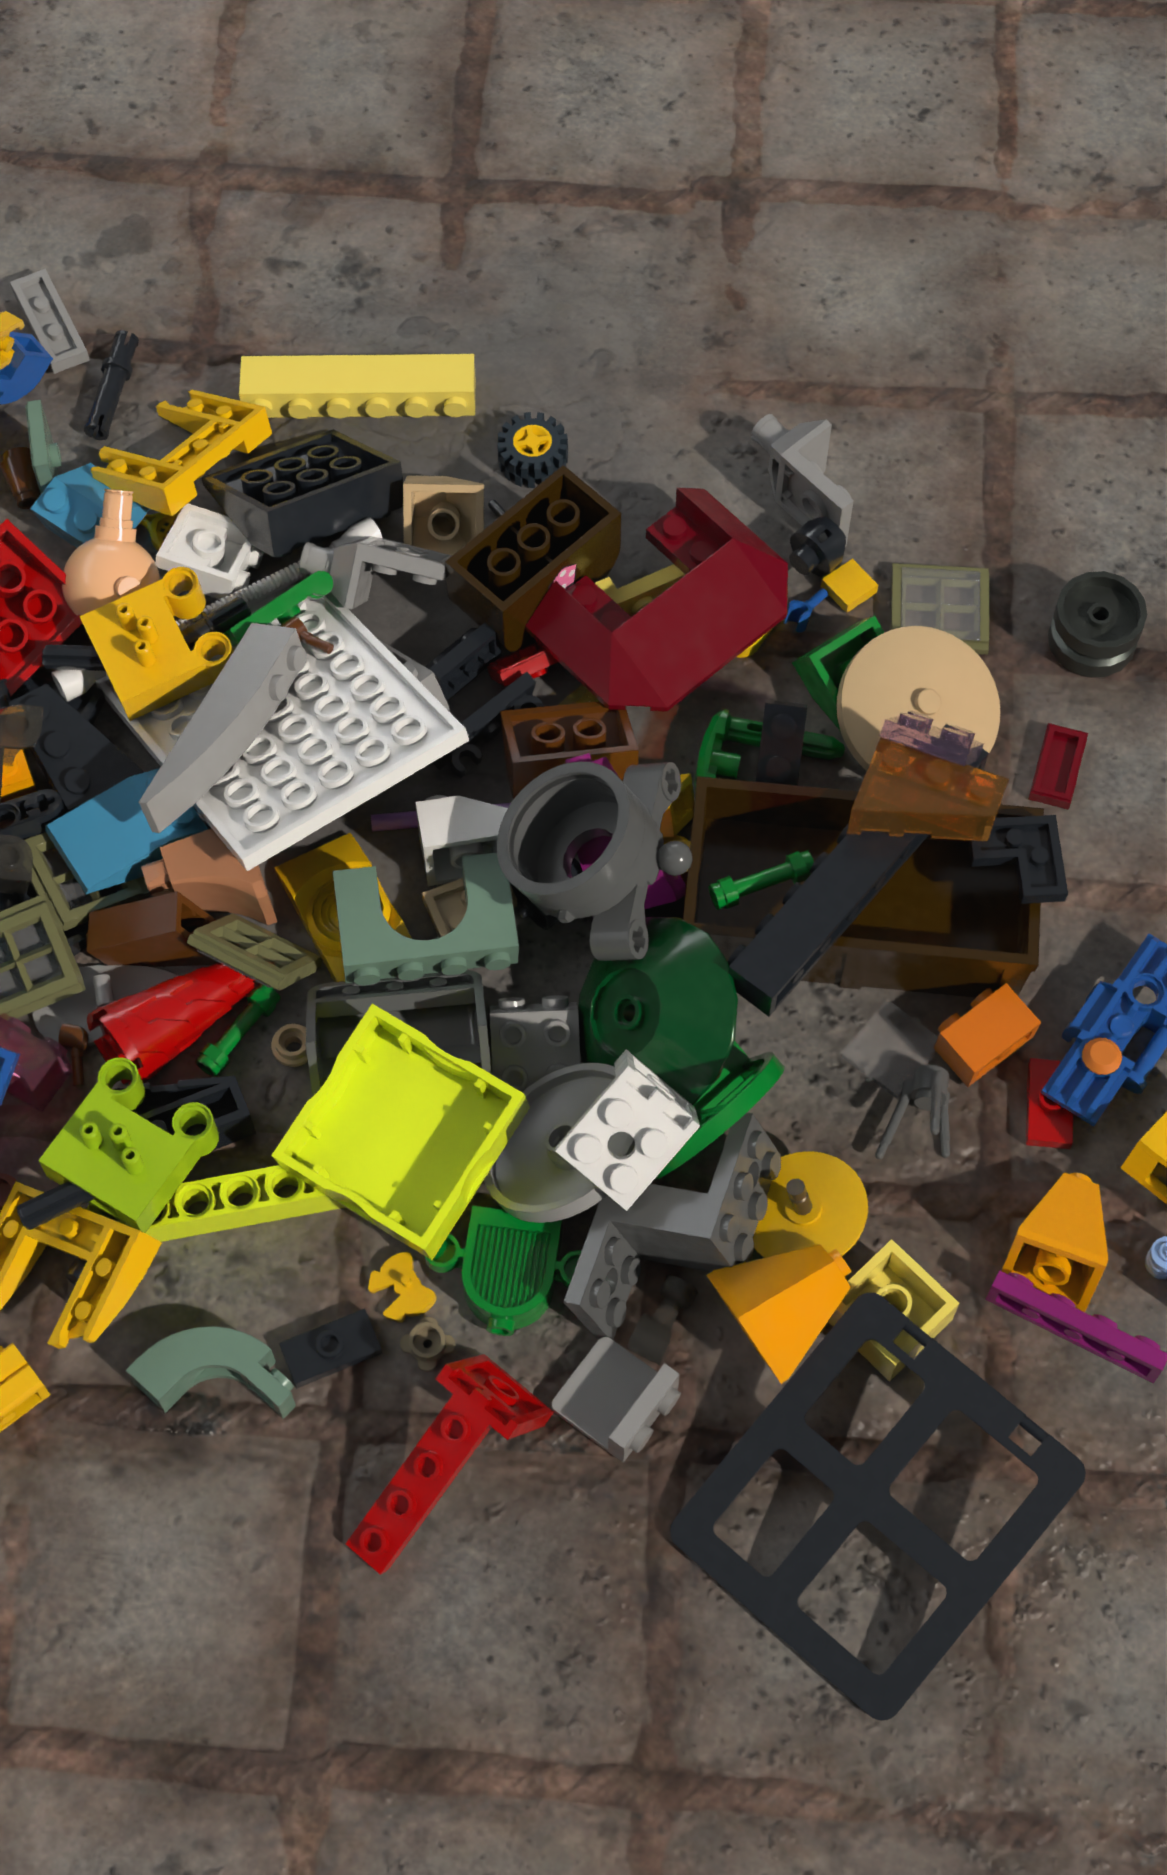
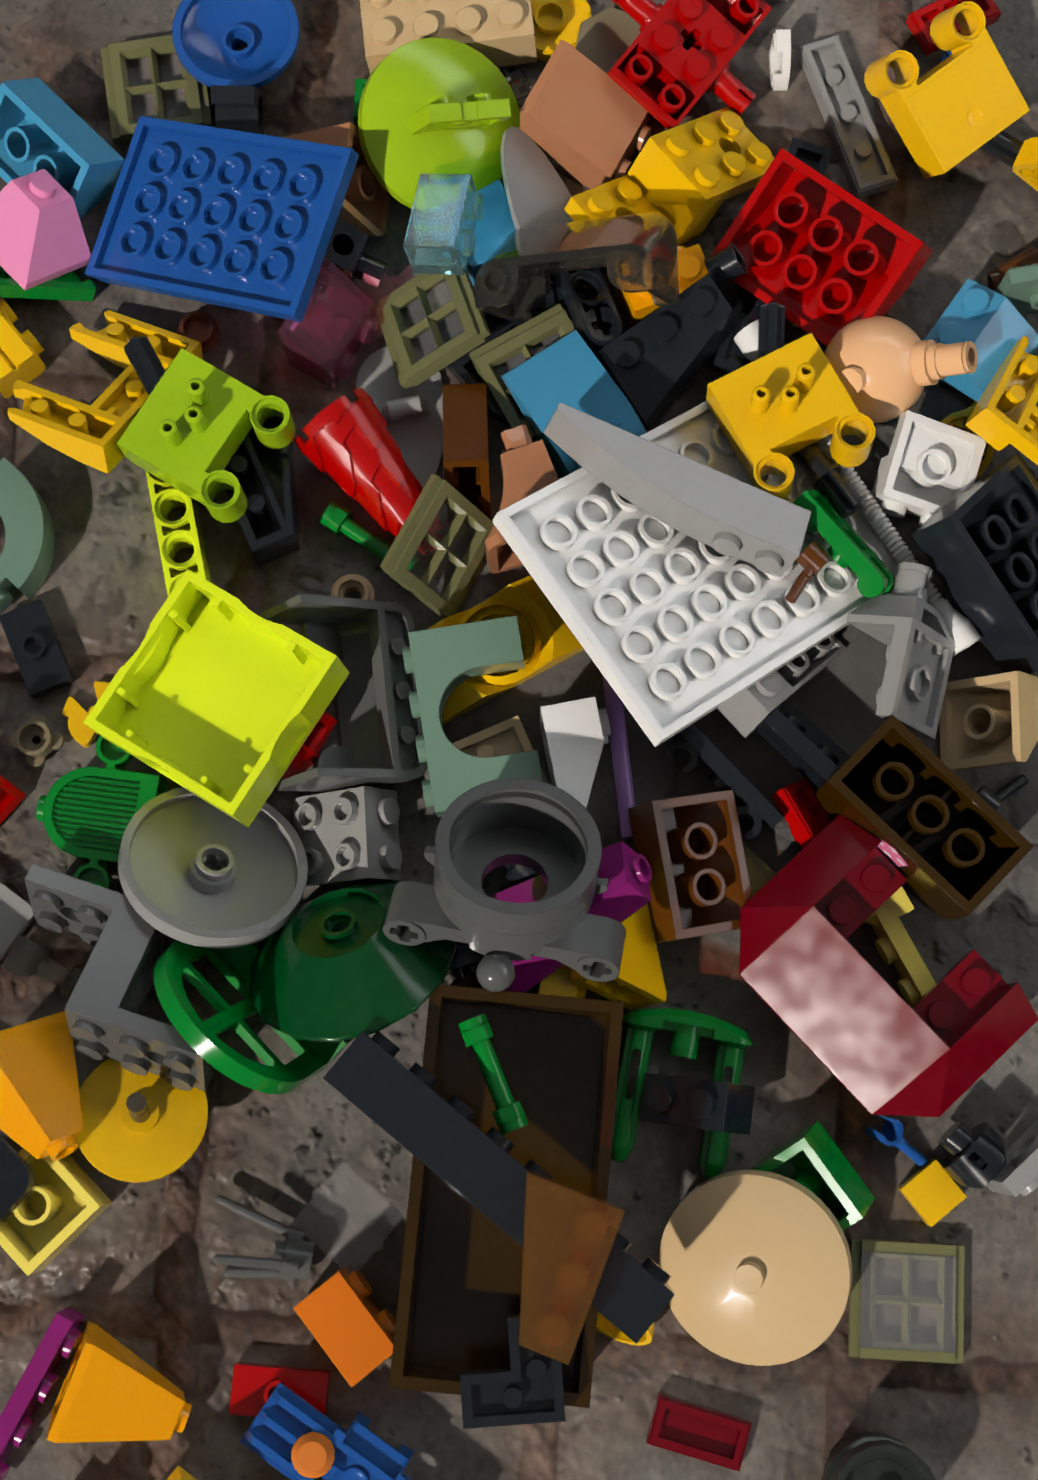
camera: 90 degrees right, 15 degrees up
(76, 1039) = (357, 379): reddish brown hand -> none
(646, 1110) = (201, 945): white bracket -> none
(917, 732) = (626, 1274): plate -> none

